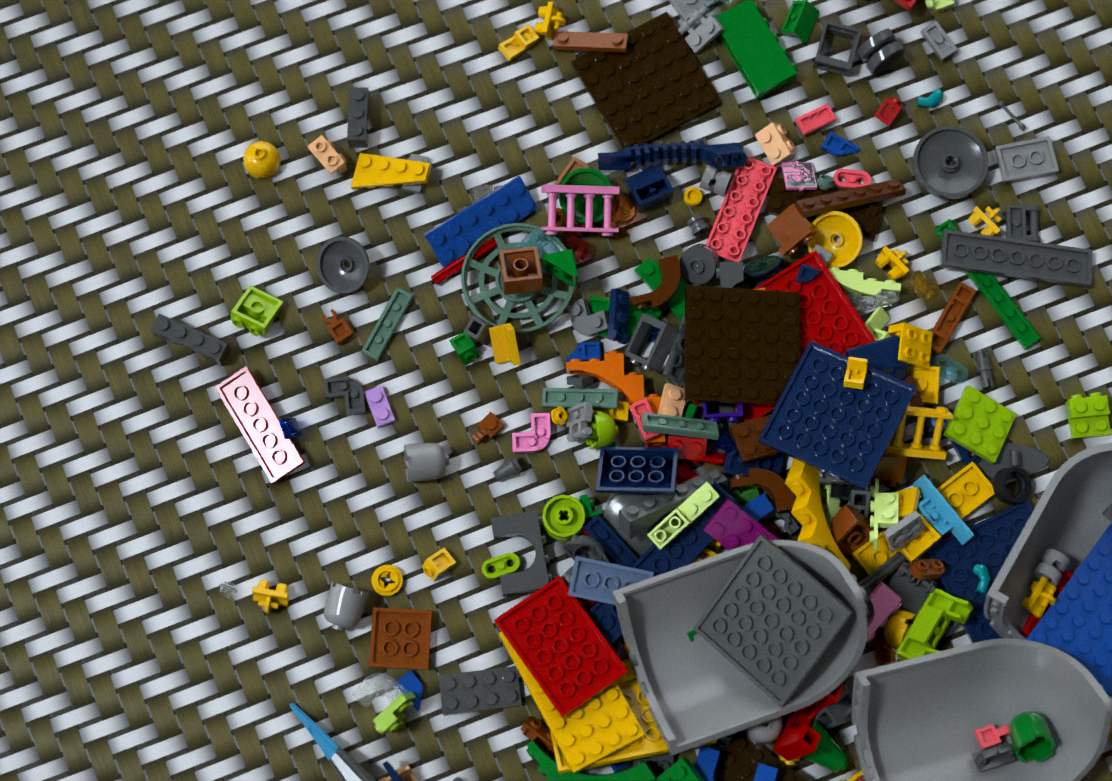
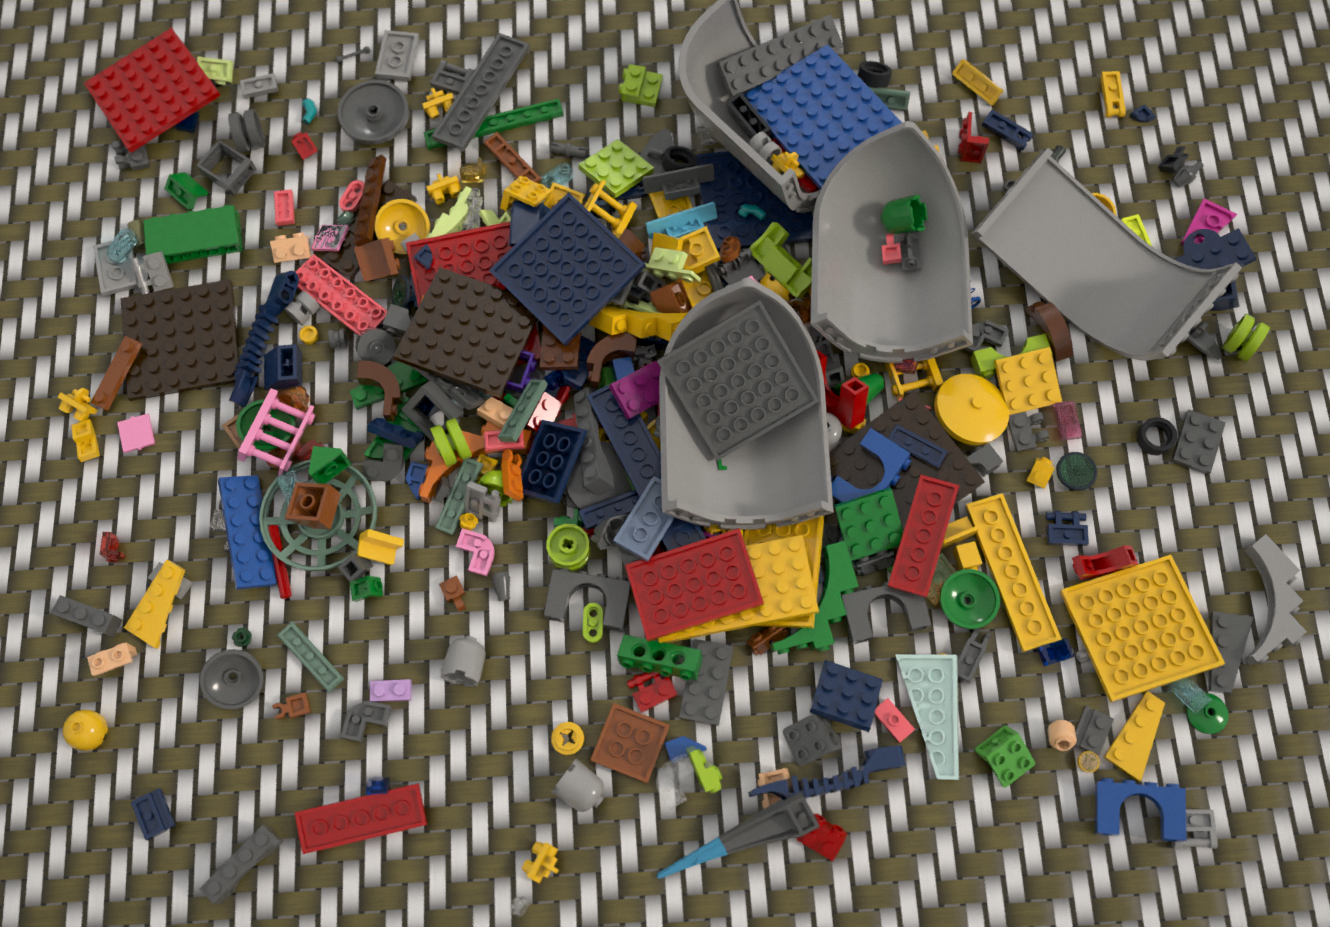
camera: 70 degrees left, 5 degrees down
(209, 248) = (153, 814): none -> dark blue plate
(256, 311) = (241, 785): lime plate -> none
(389, 257) = (247, 637): none -> dark green plate
(427, 108) = (108, 548): none -> clear red bracket
(437, 564) = (569, 682): yellow bracket -> none
(453, 646) = (654, 694): none -> red plate
(488, 609) = (671, 653): none -> green brick
(541, 83) = (136, 433): none -> bright pink piece
(612, 439) = (512, 475): none -> orange hinge
(623, 371) = (450, 442): none -> lime wheel
(683, 515) = (610, 430): yellowish green slope -> none
(838, 146) = (317, 198): blue tile -> none
(846, 743) = (859, 370): none -> yellow plate
(855, 373) = (535, 237): yellow bracket -> none
(904, 531) = (693, 250): light grey plate -> none
(984, 493) = (679, 182): none -> dark grey bracket
(1085, 540) = (747, 116): none -> black brick

